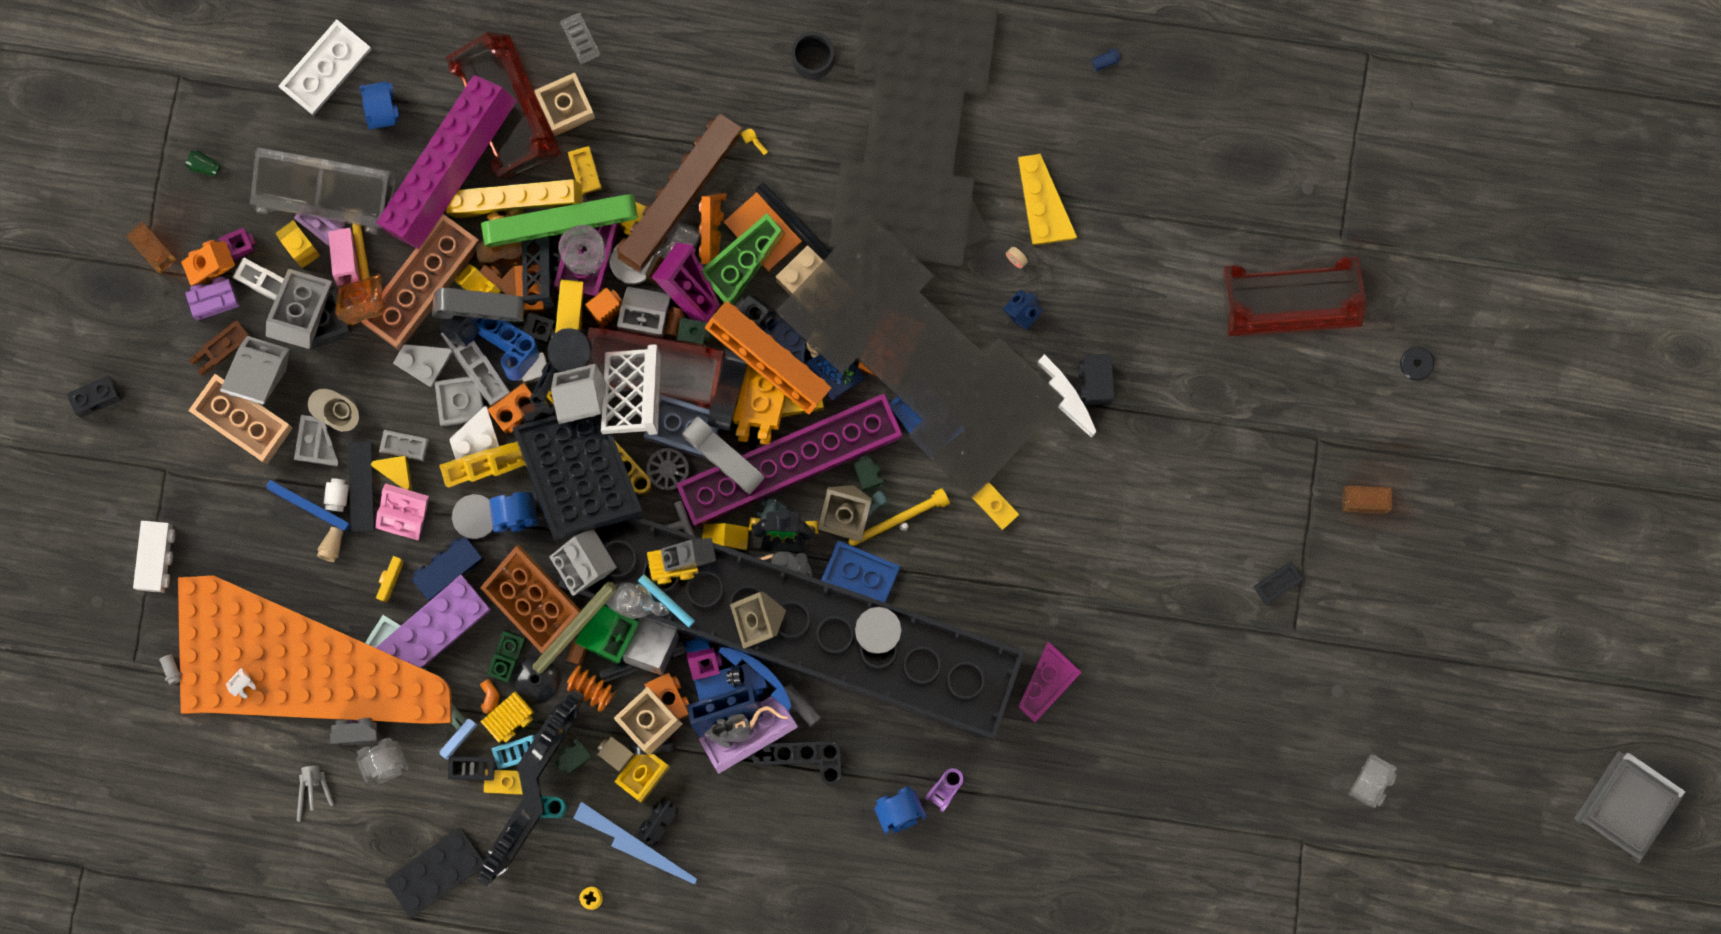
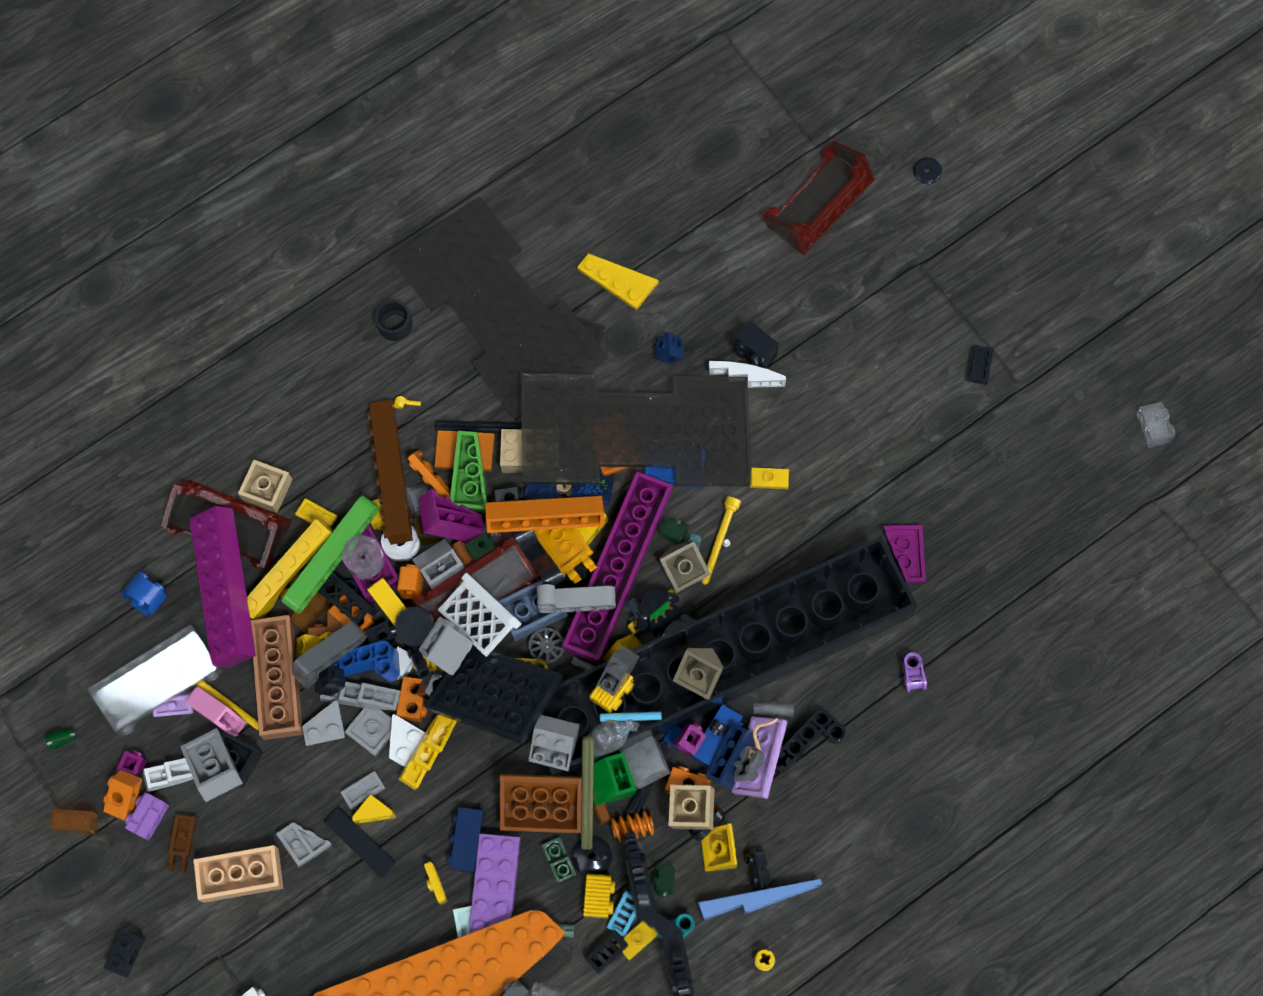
camera: 40 degrees left, 10 degrees down
(256, 370) = (219, 831): light grey slope -> none
(297, 244) = (171, 728): yellow slope -> none
(308, 506) = (336, 887): blue tile -> none
(325, 67) = (86, 605): white plate -> none
(330, 546) = (376, 901): tan cone -> none
(334, 409) = (295, 809): dark tan piece -> none
(336, 495) = (348, 863): white brick -> none
(360, 300) = (248, 722): clear orange slope -> none
(401, 512) = (402, 832): bright pink slope -> none
(458, 738) = (579, 941): light blue tile -> none
(472, 517) = (452, 791): light grey tile -> none
(492, 697) = (575, 894): orange arm -> none
(513, 512) = (475, 762): blue brick -> none
(570, 21) = (219, 440): clear slope -> none
(614, 753) = (688, 852): dark tan brick -> none
(737, 657) = (757, 711): blue slope -> none
(860, 572) = (726, 591): blue tile -> none
(878, 630) = (780, 608): light grey tile -> none
(899, 811) = (901, 712): blue brick -> none
(1016, 257) = (634, 323): tan tile -> none
(1106, 59) = (575, 163): dark blue pin -> none
(1367, 499) = (981, 269): clear orange brick -> none

